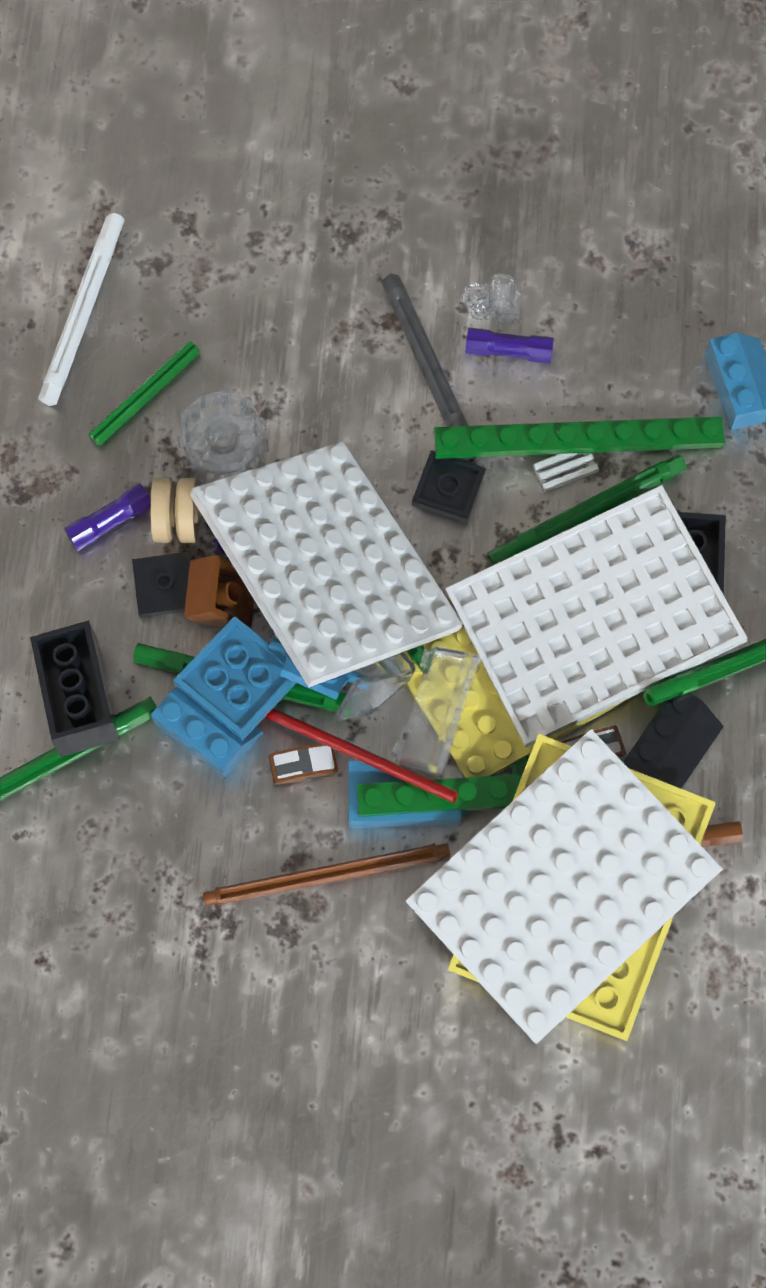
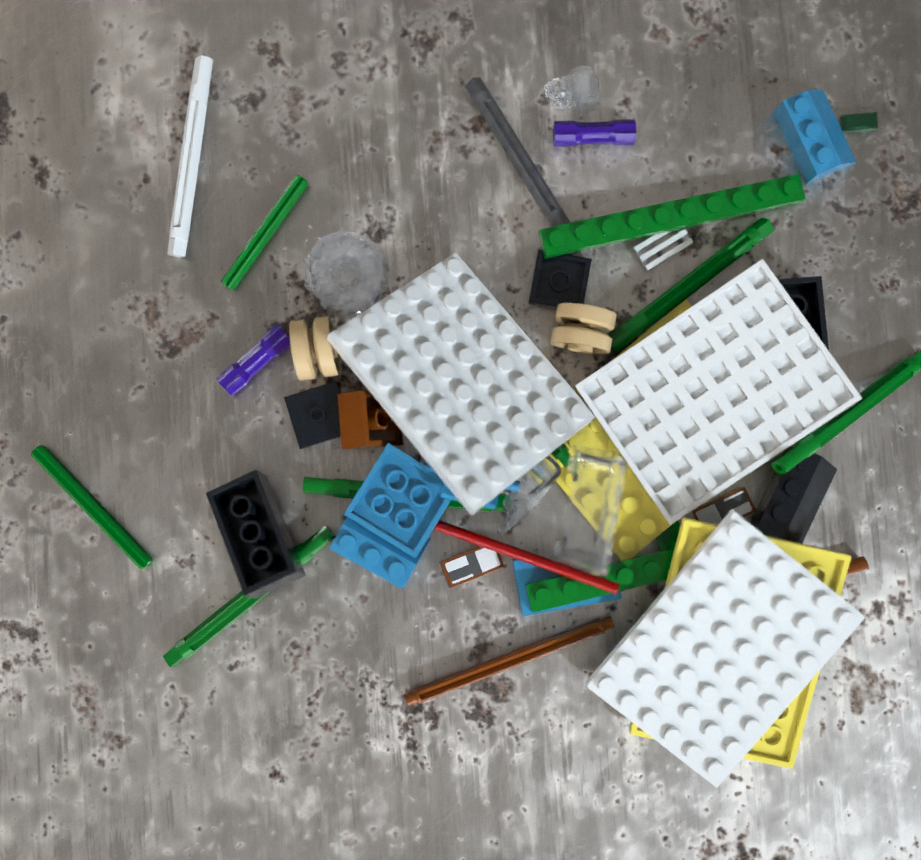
camera: 10 degrees left, 15 degrees up
(464, 533) = (583, 328): none -> tan wheel

